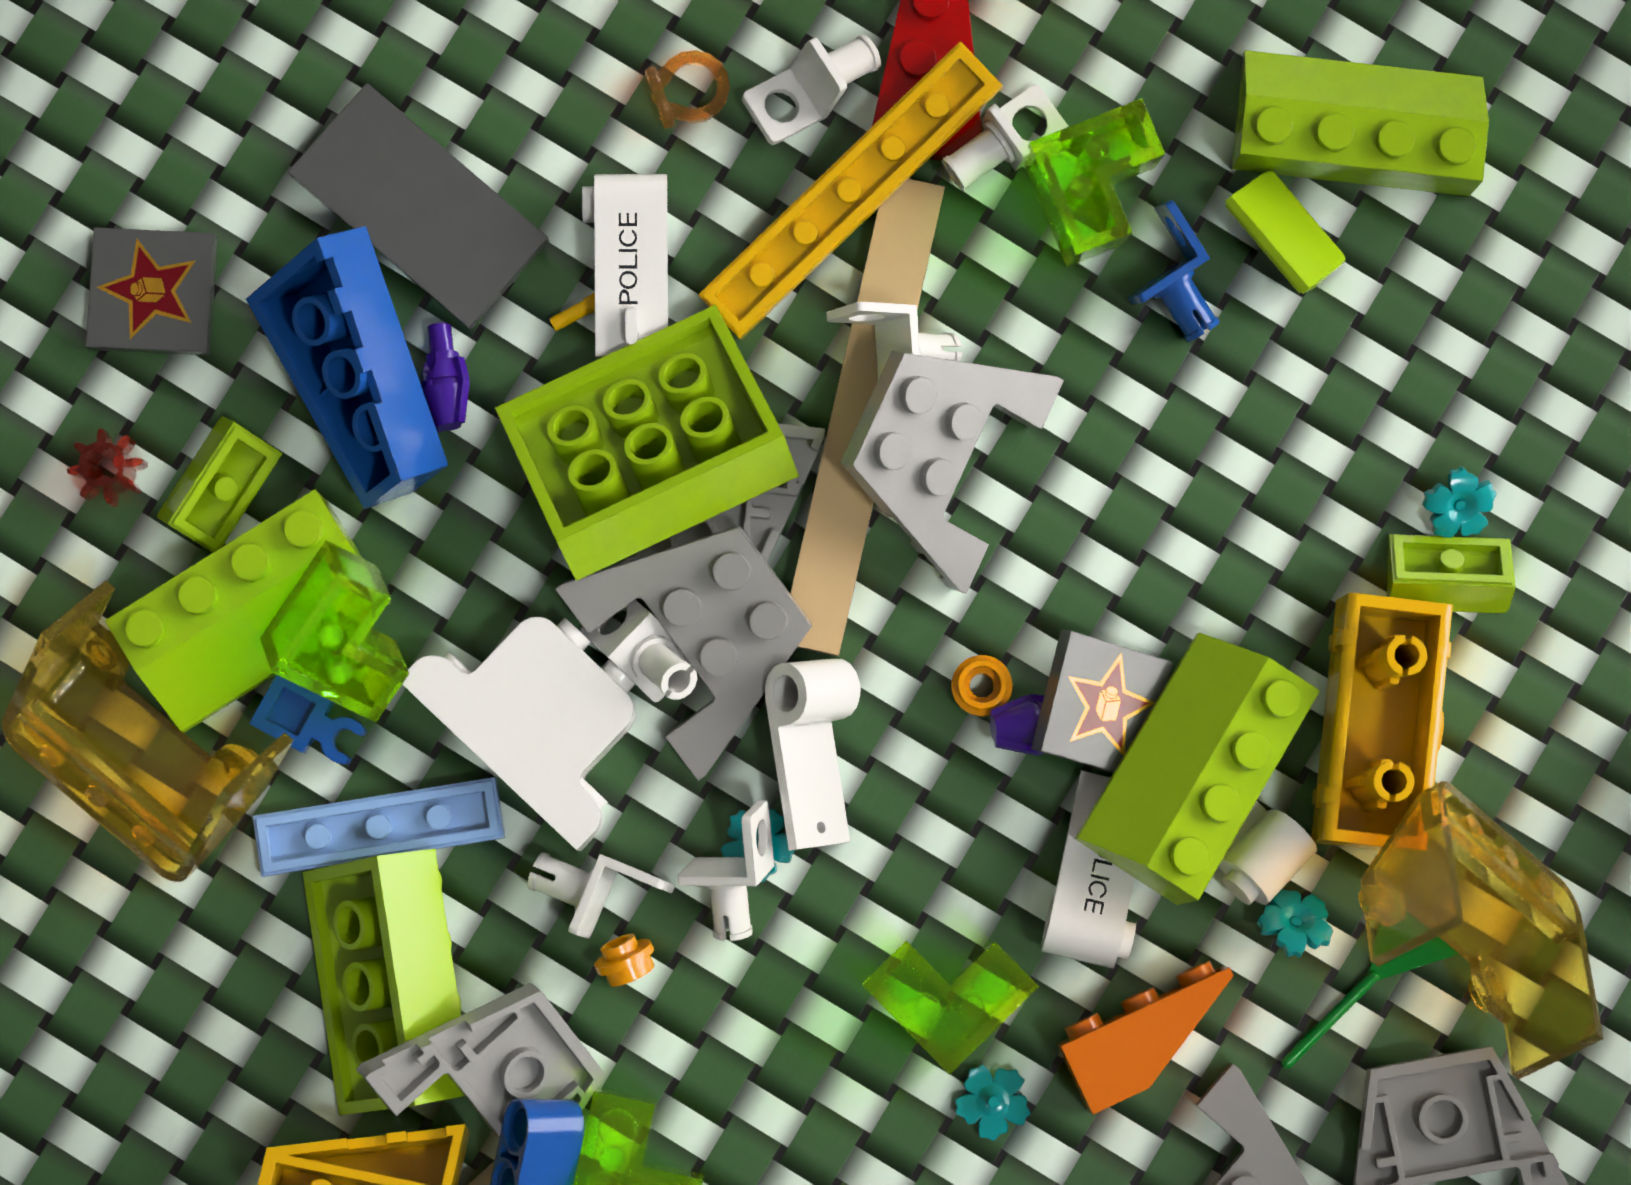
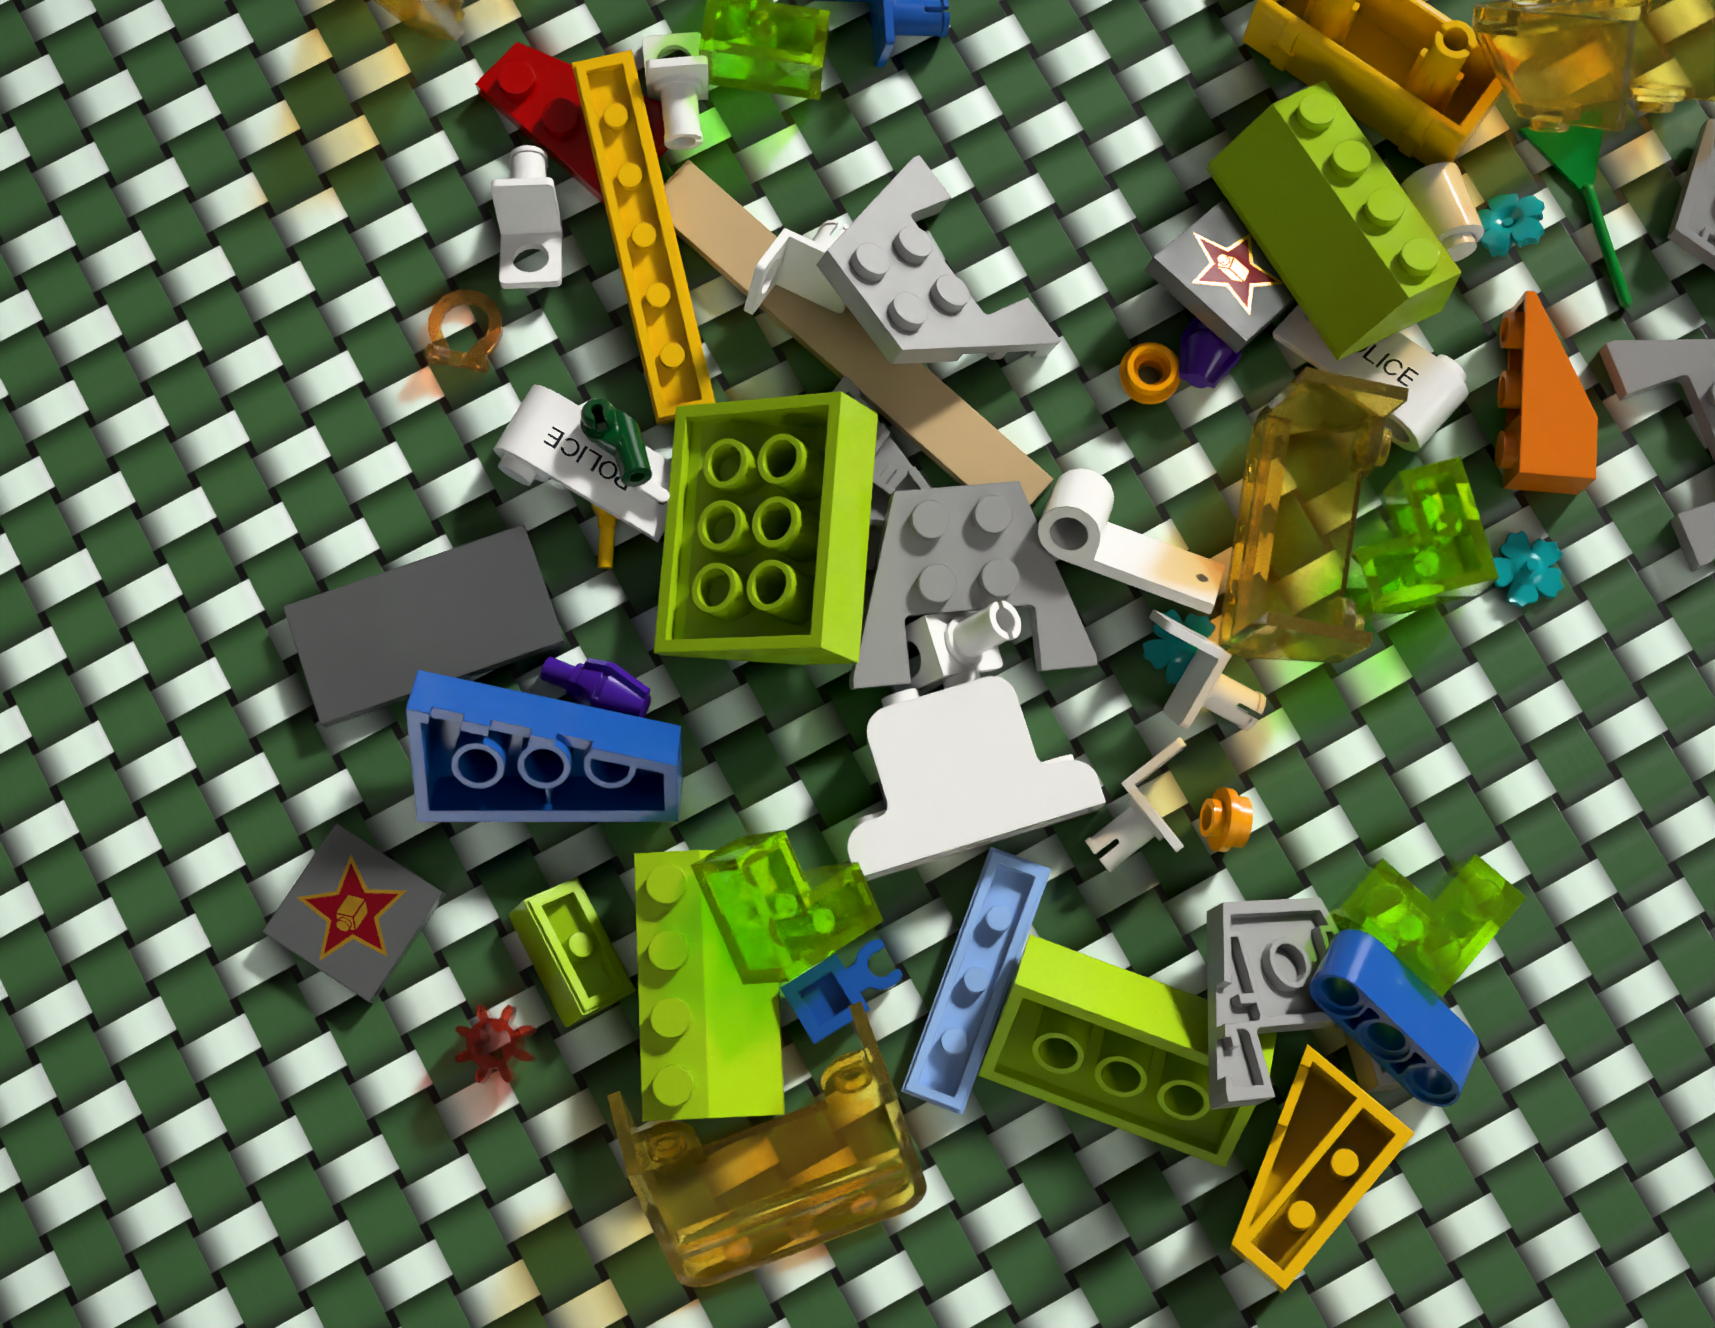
camera: 60 degrees left, 5 degrees down
(657, 273) = (619, 437): none -> dark green arm
(903, 888) = (1301, 519): none -> clear yellow windscreen

